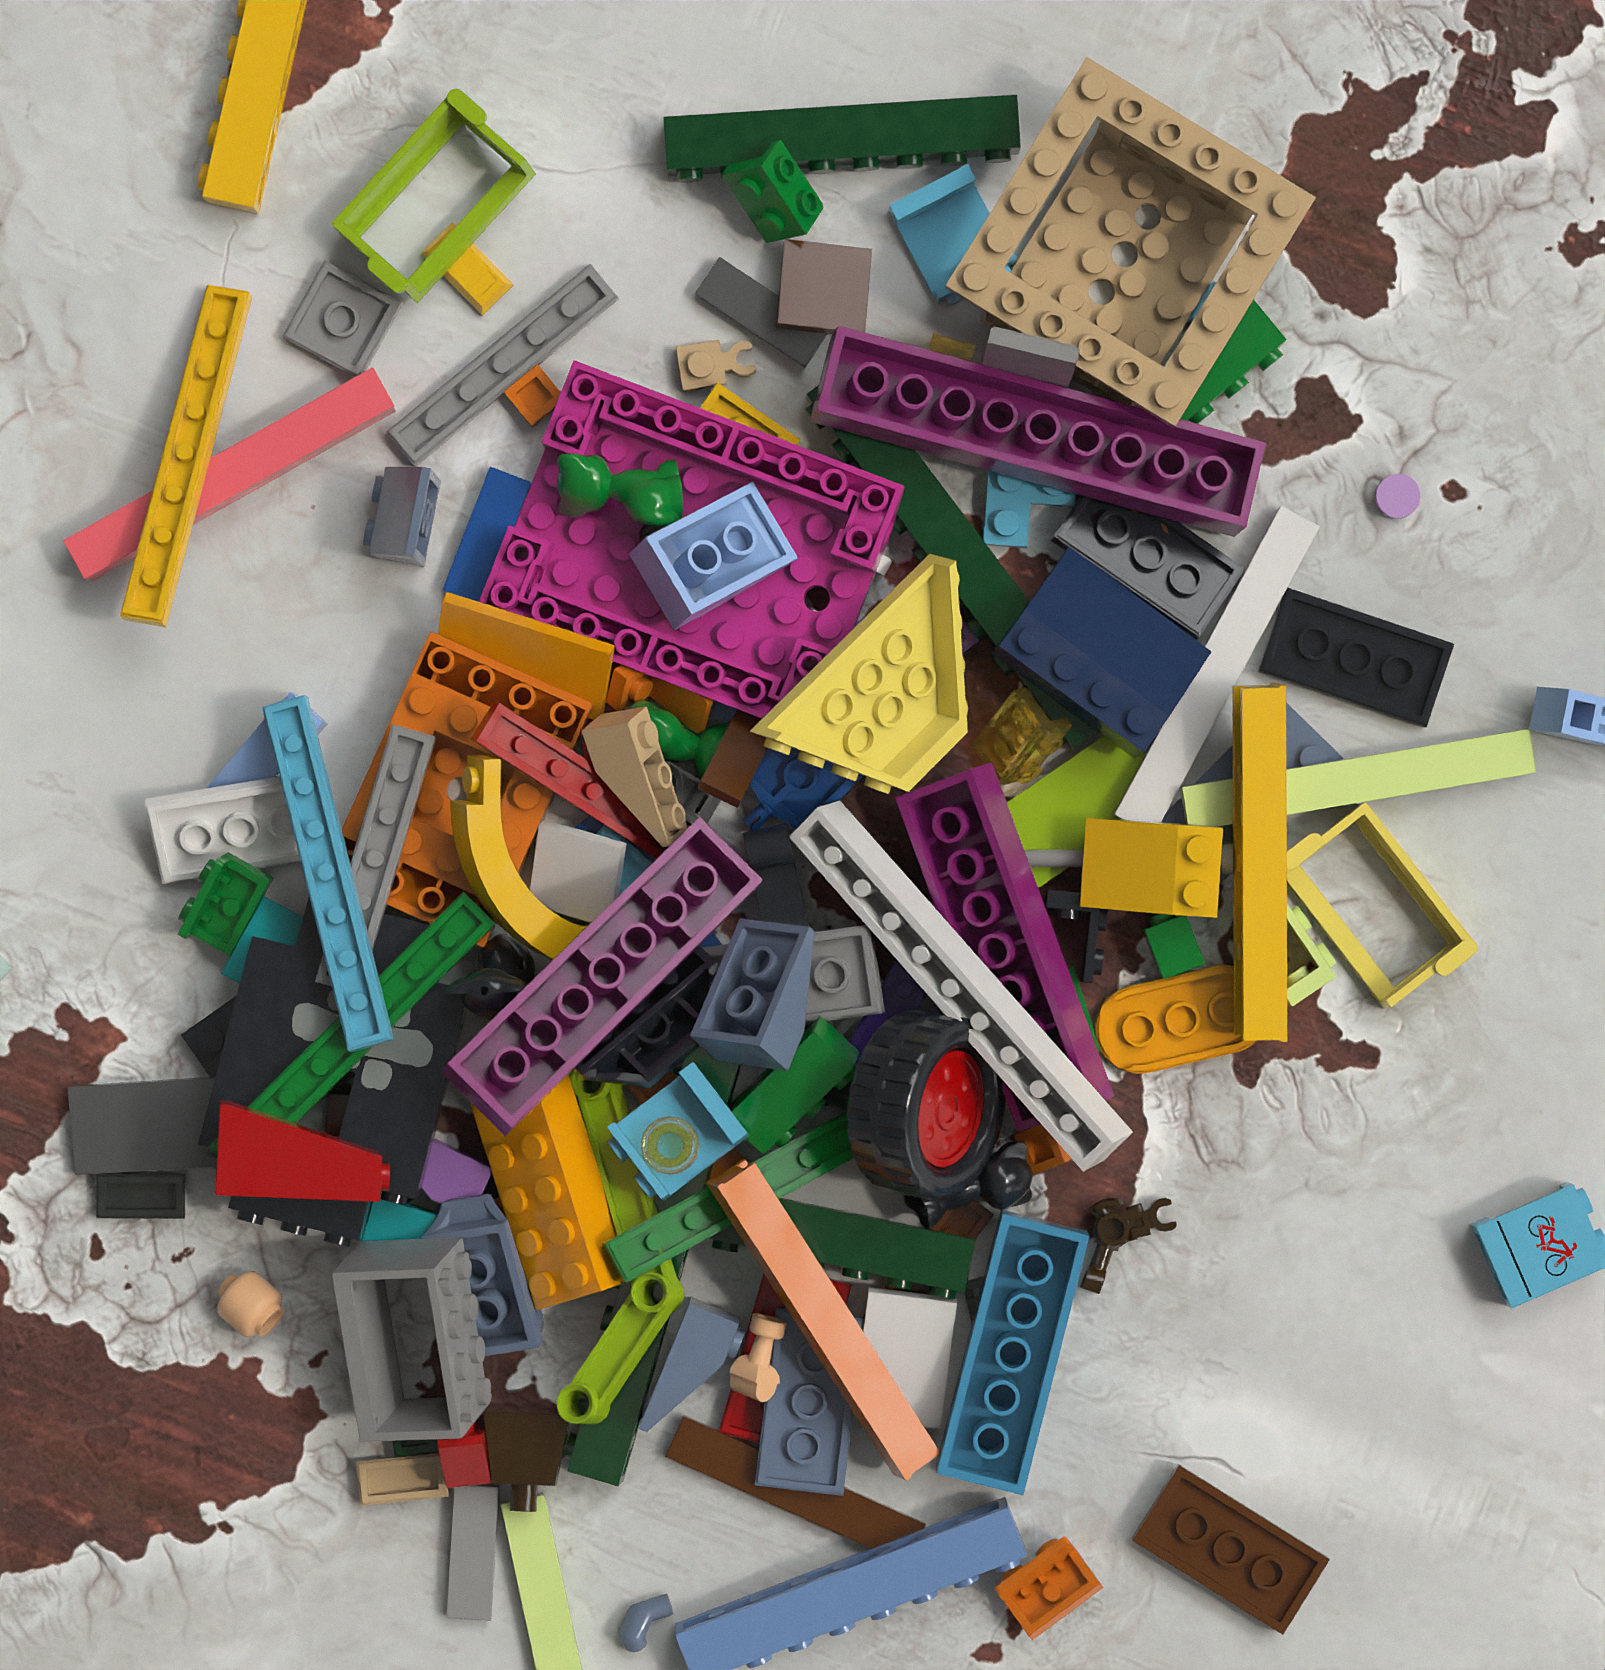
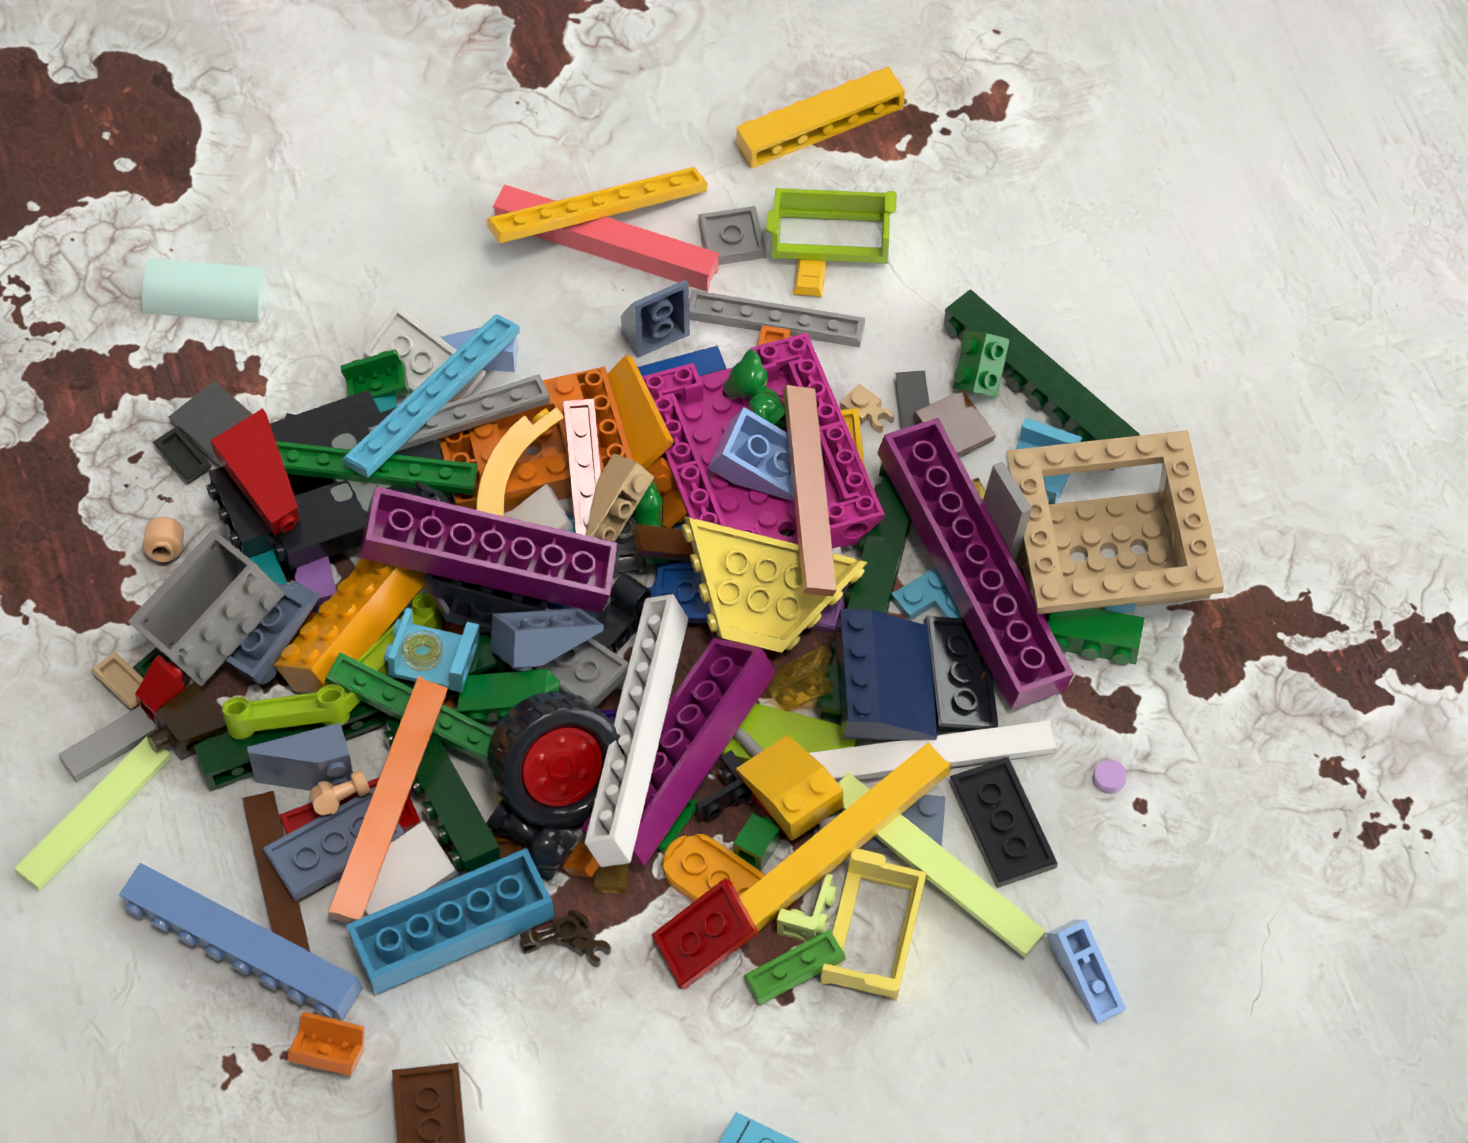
camera: 50 degrees right, 30 degrees down
(638, 1619) = (137, 851): sand blue arm -> none
(811, 548) = (809, 491): none -> tile
(1246, 1094) = (705, 933): none -> red tile
(1350, 1024) = (794, 967): none -> bright green tile

